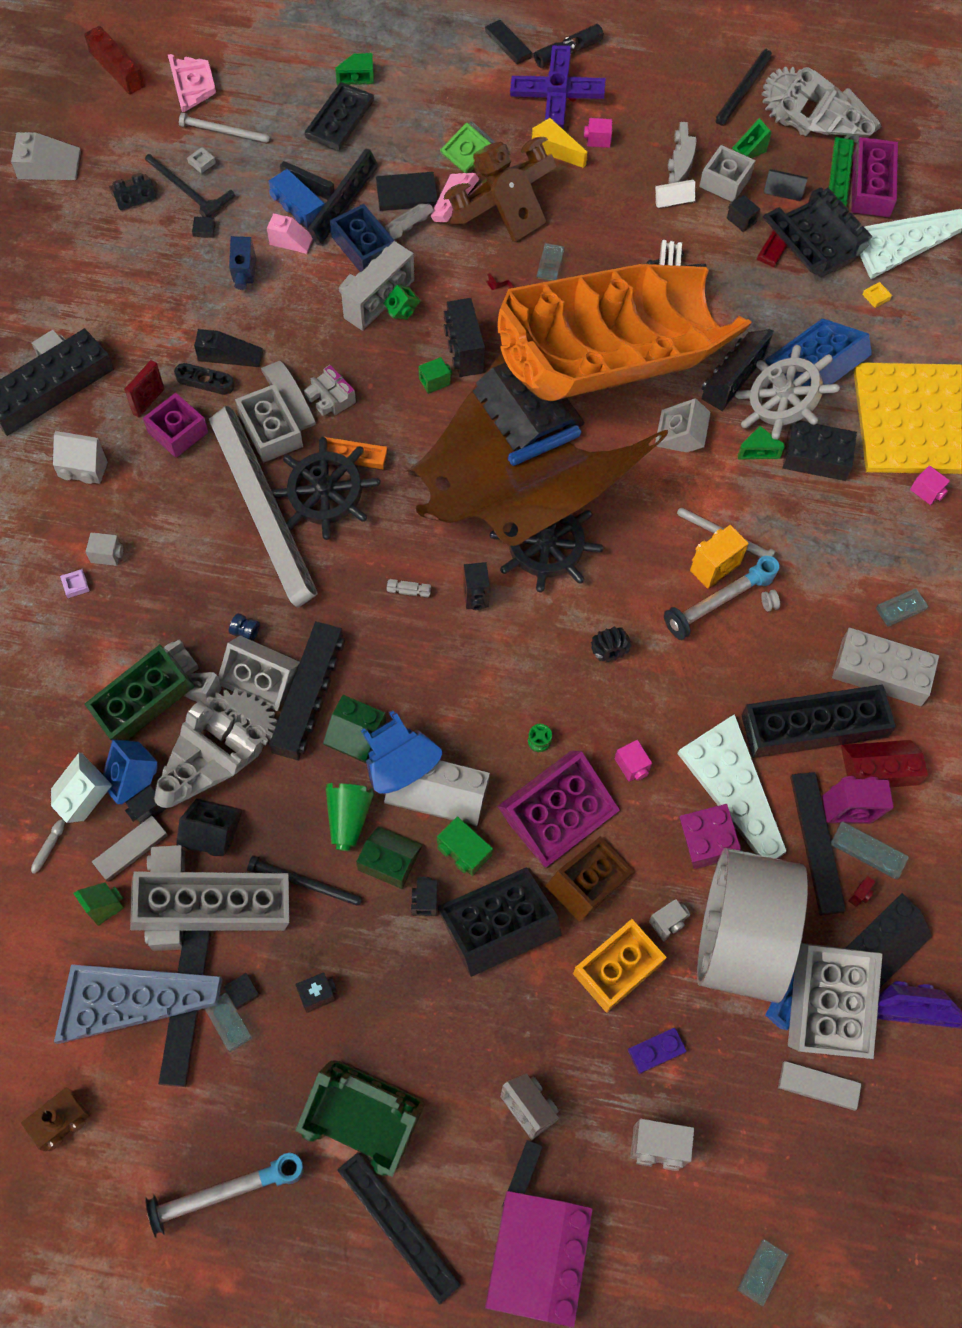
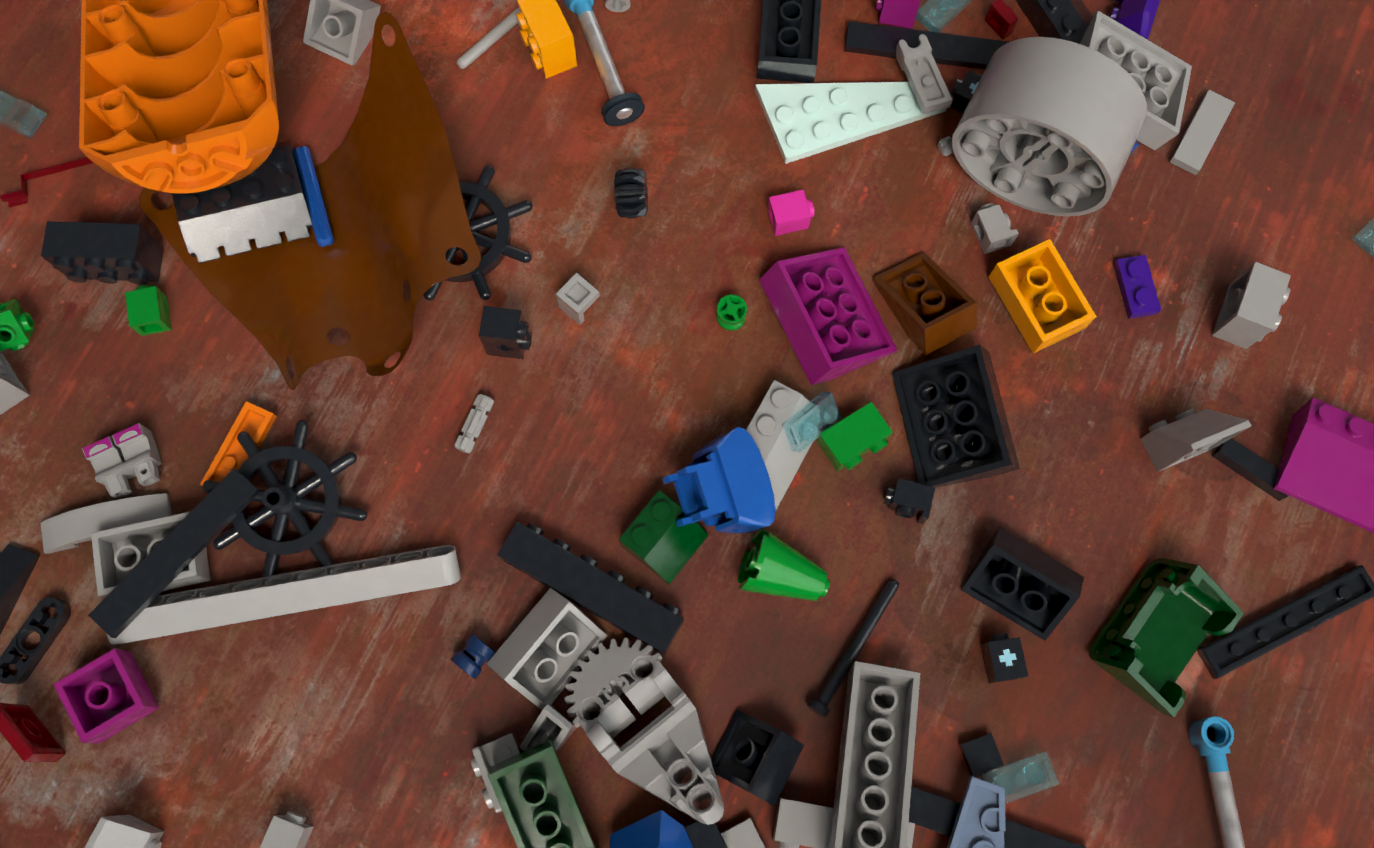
camera: 75 degrees left, 10 degrees up
(272, 431) = (173, 553): none -> black tile
(379, 996) = (1023, 584): none -> black slope
(388, 857) = (846, 531): dark green slope -> none
(467, 809) = (811, 421): none -> clear light blue plate
(518, 627) = (576, 297): none -> light grey panel
(708, 834) = (907, 153): magenta brick -> none
(781, 834) = (923, 75): none -> light grey plate

